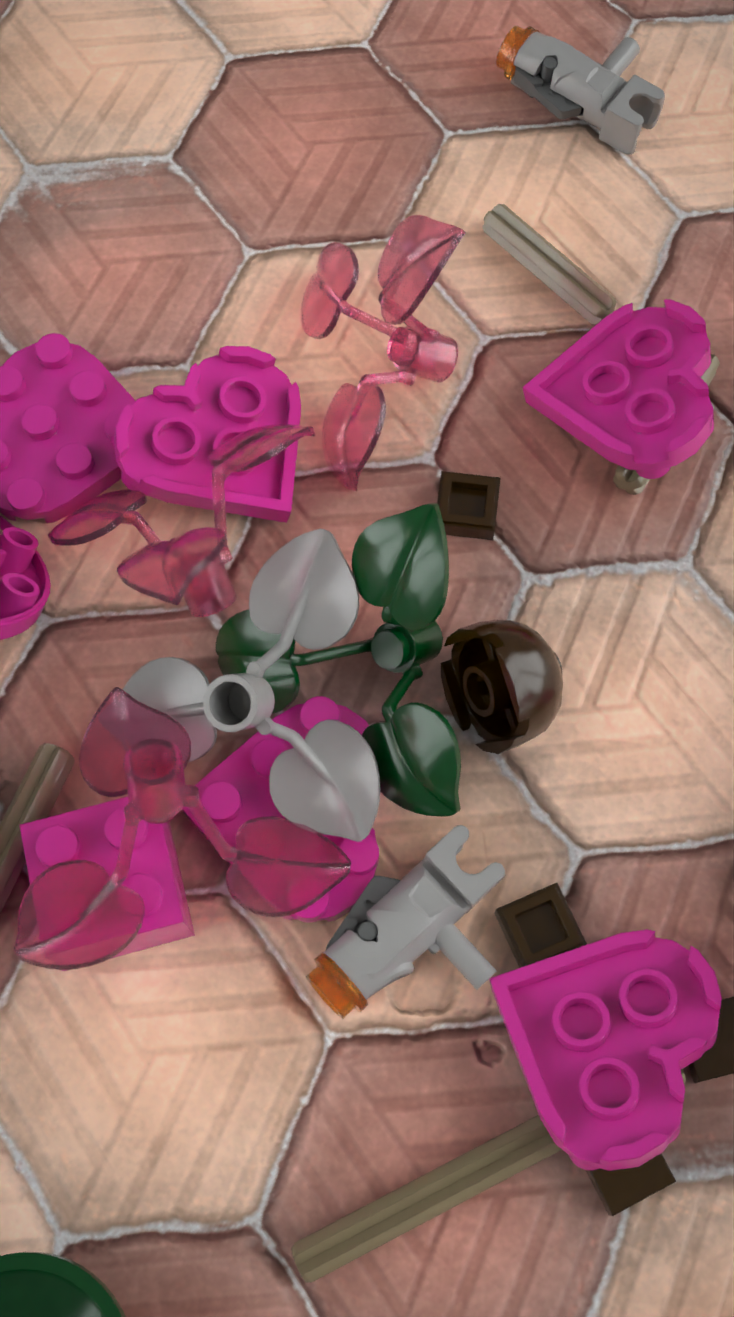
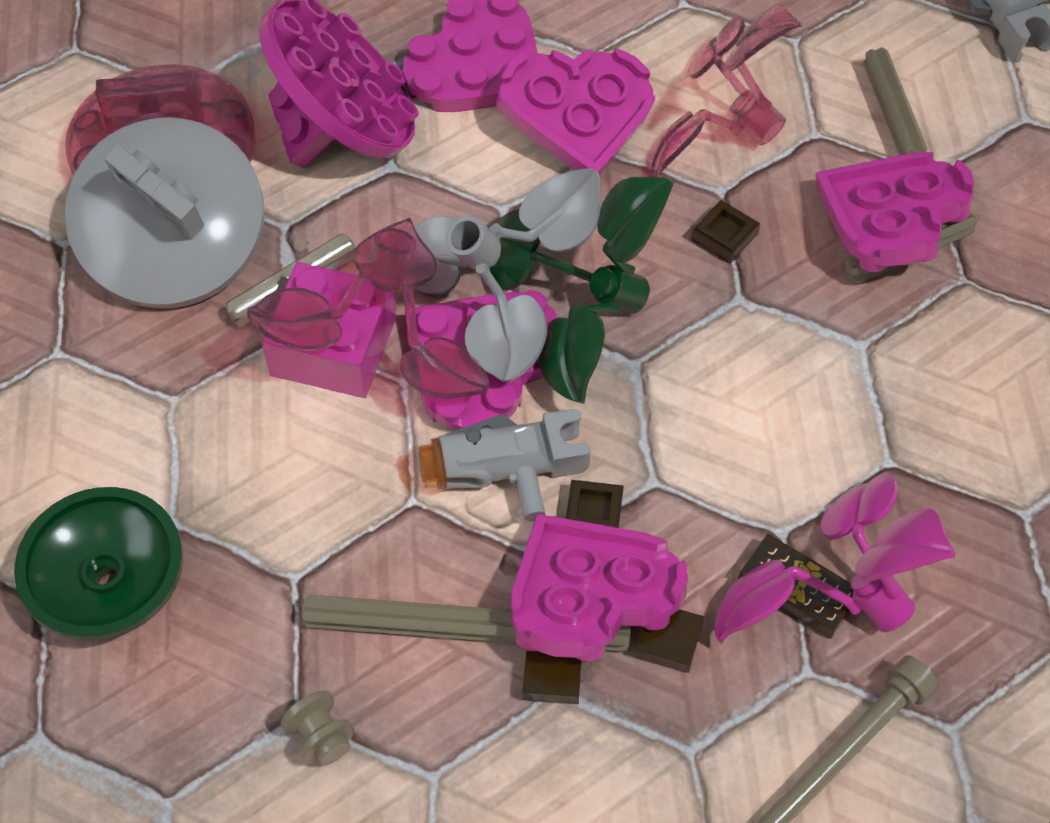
camera: 30 degrees right, 10 degrees down
(195, 560) = (508, 175): clear pink plant -> none
(502, 683) = (670, 342): dark brown cylinder -> none

